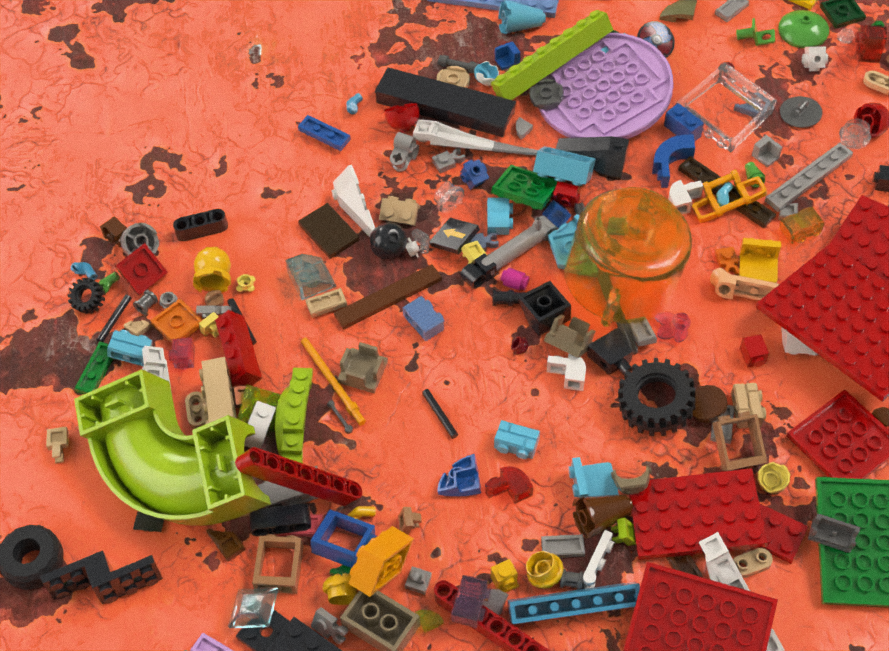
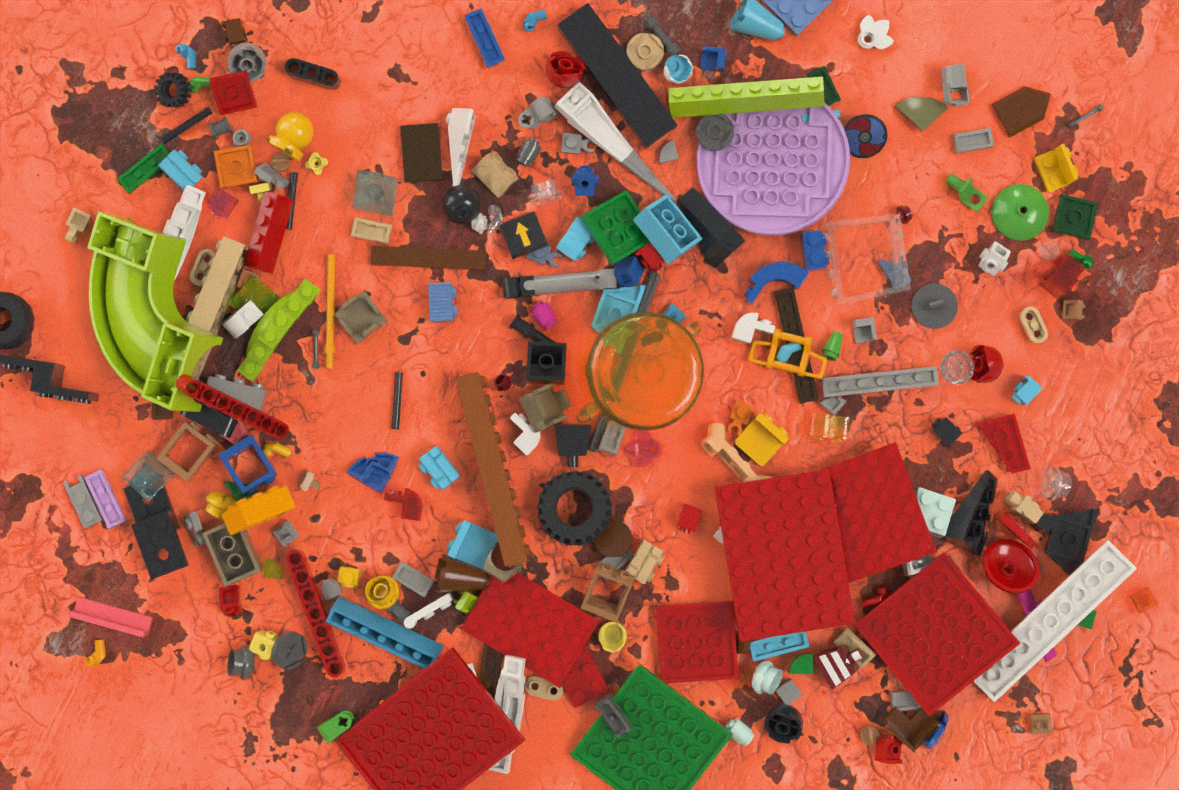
camera: 30 degrees right, 30 degrees up
(138, 327) = (201, 148): tan tile -> none
(414, 182) = (528, 152): none -> dark grey brick
(470, 600) = (304, 585): brick -> none
(472, 251) = (526, 265): light yellow tile -> none
(565, 408) = (492, 468): none -> dark orange brick

